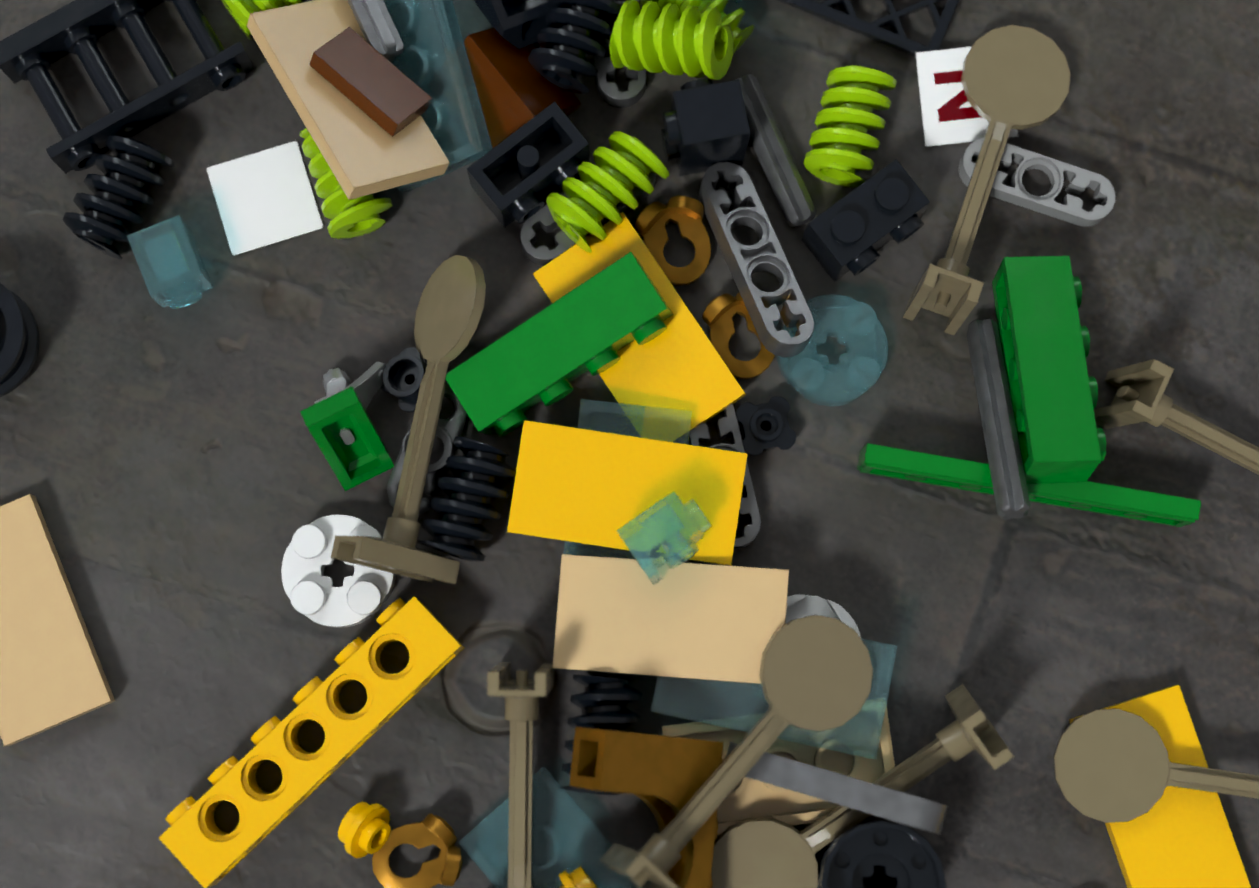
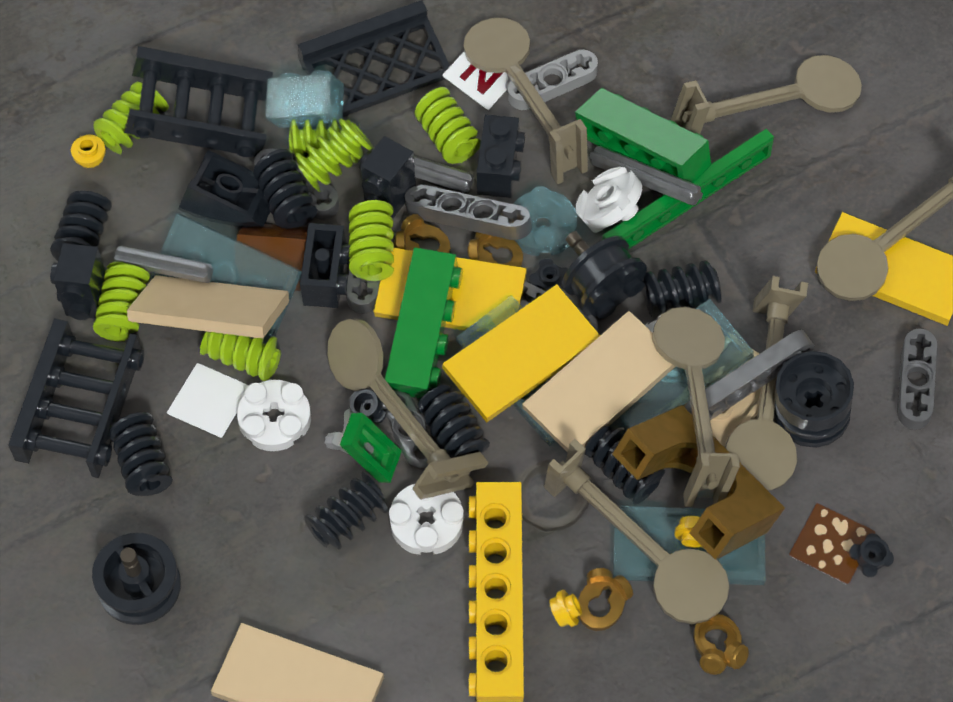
camera: 40 degrees left, 20 degrees down
(170, 263) = (198, 460): clear light blue brick -> none
(256, 487) = (346, 511): none -> black piece
(307, 254) = (269, 395): none -> white plate
(370, 81) = (215, 288): reddish brown tile -> none
(665, 534) = (560, 345): clear light blue brick -> none
(813, 491) = (603, 274): none -> black wheel
(892, 592) = (681, 286): none -> black piece
(931, 427) = (610, 199): none -> white plate

